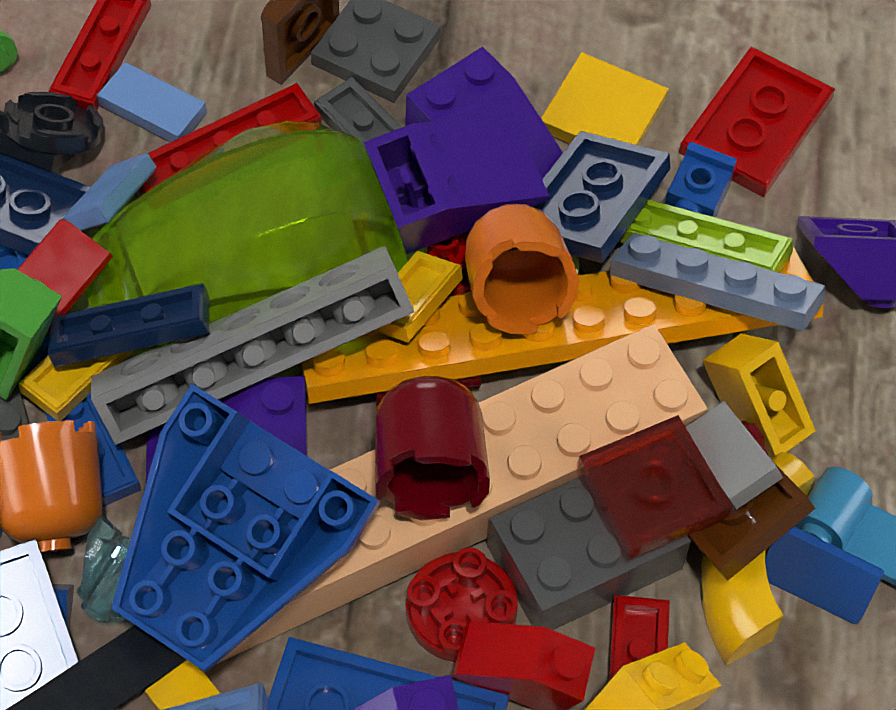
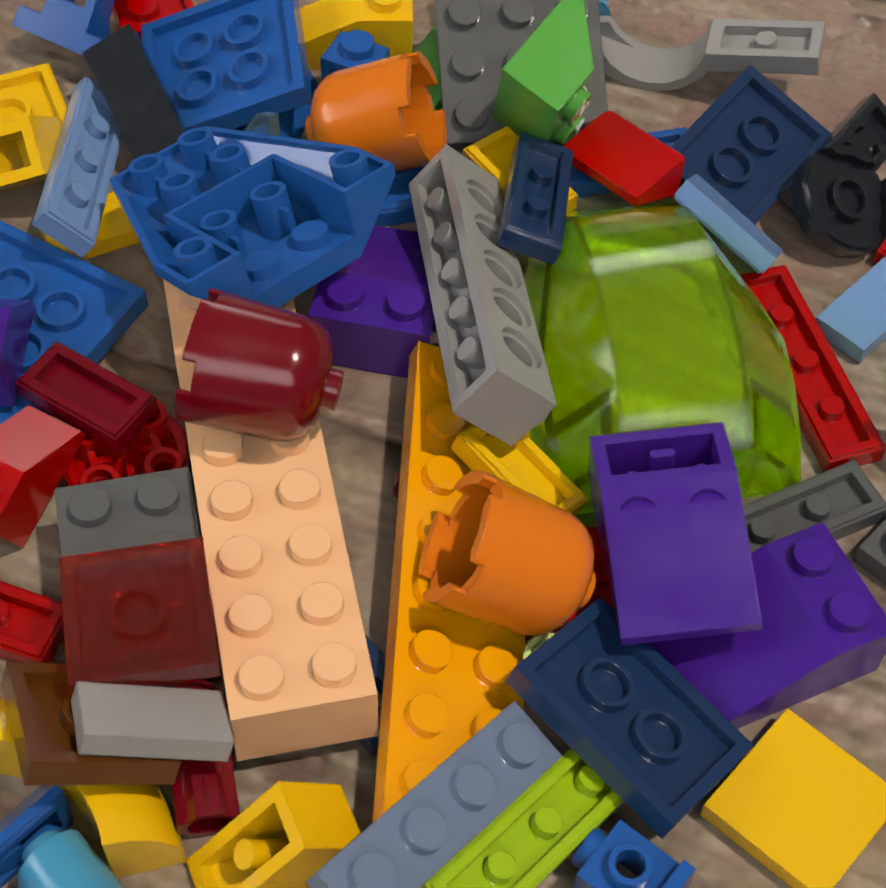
camera: 105 degrees right, 5 degrees down
(427, 632) = (87, 396): none -> dark red tile

